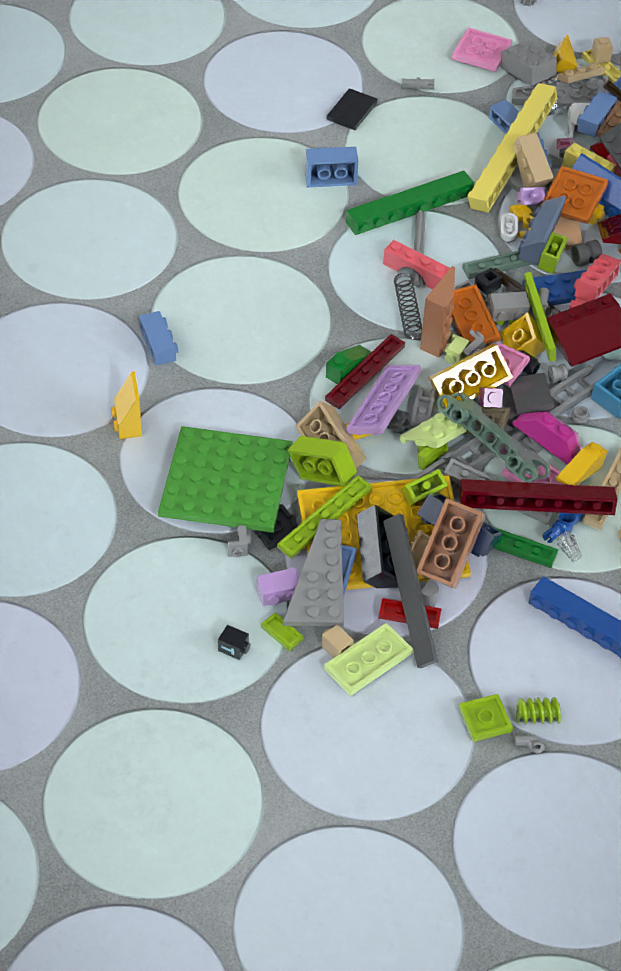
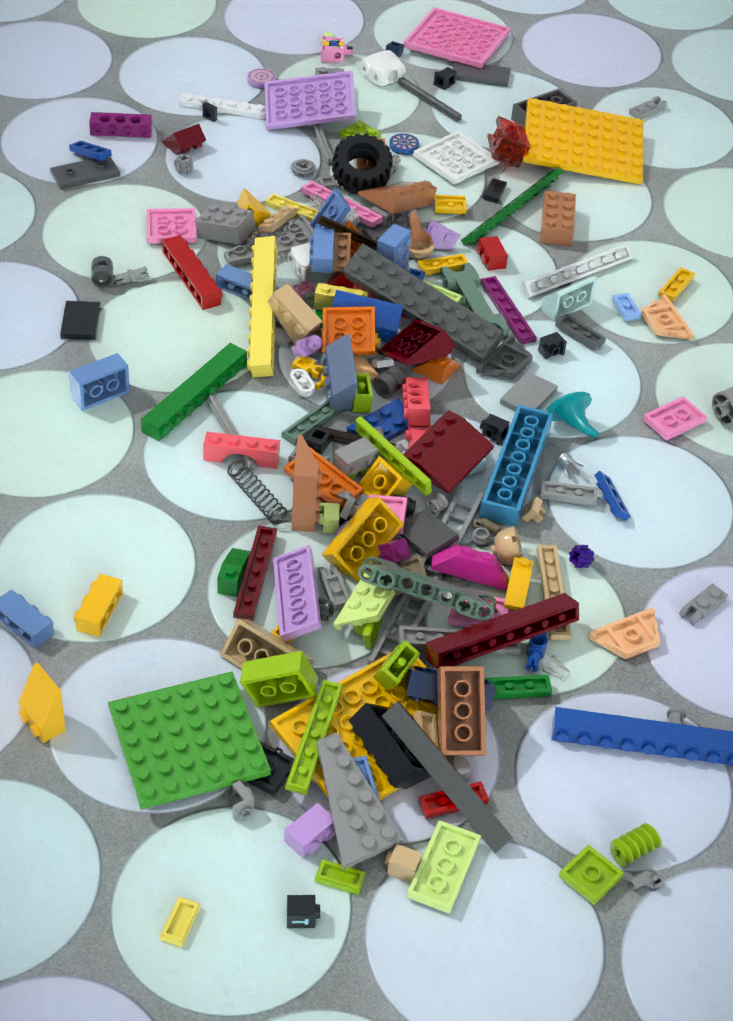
camera: 30 degrees left, 5 degrees down
(140, 610) = (180, 922): none -> light yellow tile
(222, 349) = (98, 605): none -> yellow brick
(394, 72) = (102, 271): none -> dark grey wheel
(473, 97) = (192, 272): none -> red brick
(589, 232) = (379, 362): none -> light grey tile
(592, 407) = (486, 523): none -> dark tan arm
(597, 430) = (507, 545): none -> tan cylinder
(602, 50) = (284, 192): tan brick -> none

